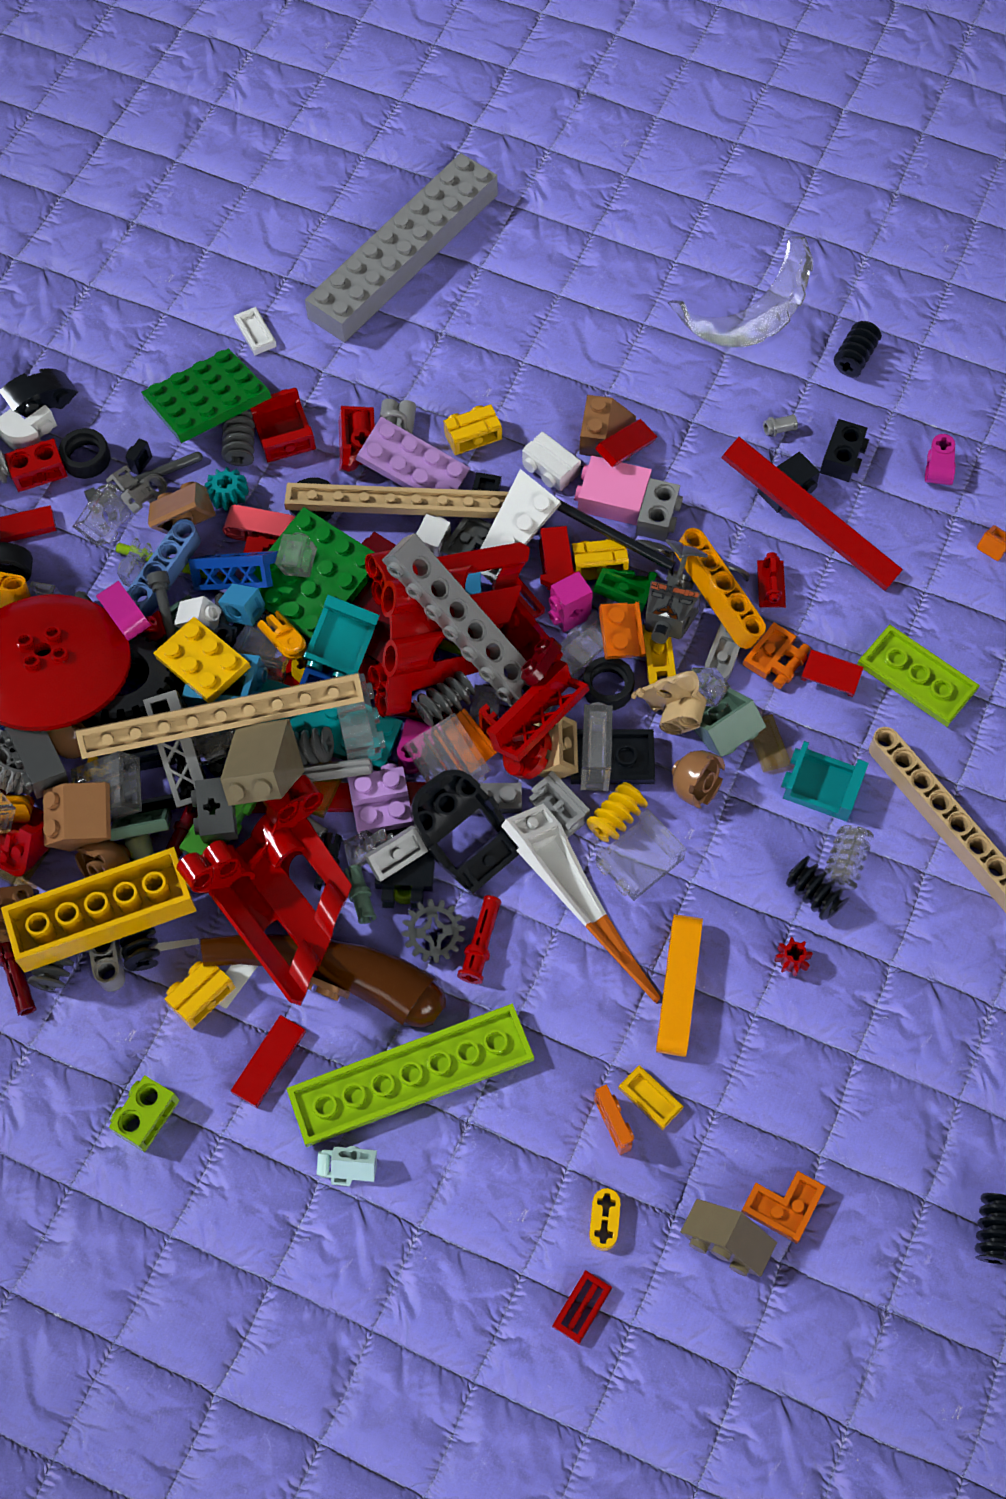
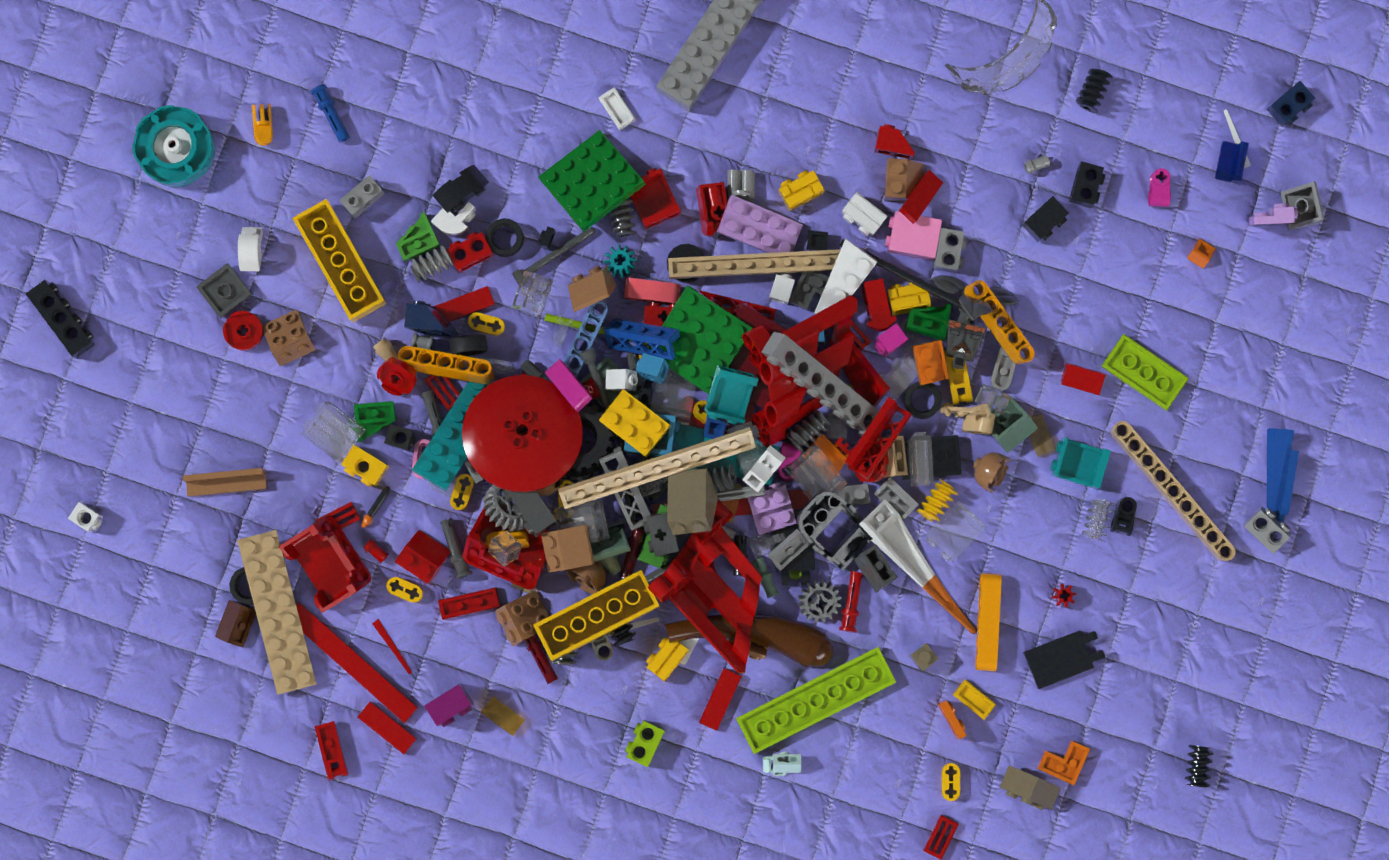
camera: 10 degrees left, 20 degrees up
(40, 546) = (485, 328): none -> yellow beam
(139, 491) = (555, 270): light grey piece -> none
(283, 636) = (691, 397): light orange arm -> none
(296, 555) = (690, 331): clear brick -> none
(372, 728) = (764, 468): none -> white brick
(519, 892) = (875, 568): none -> dark grey brick
(539, 664) = (876, 401): dark red plate -> none
(578, 1024) = (923, 657): none -> dark tan brick
(596, 382) = (893, 143): none -> red slope
(769, 651) = (1034, 369): orange plate -> none
(771, 581) = (1036, 304): red hinge -> none
(787, 1048) = (1061, 658): none -> black tile
(811, 513) = (1063, 249): red tile -> none
(815, 889) = (1076, 545): black piece -> none
(885, 859) = (1123, 517): none -> black piece

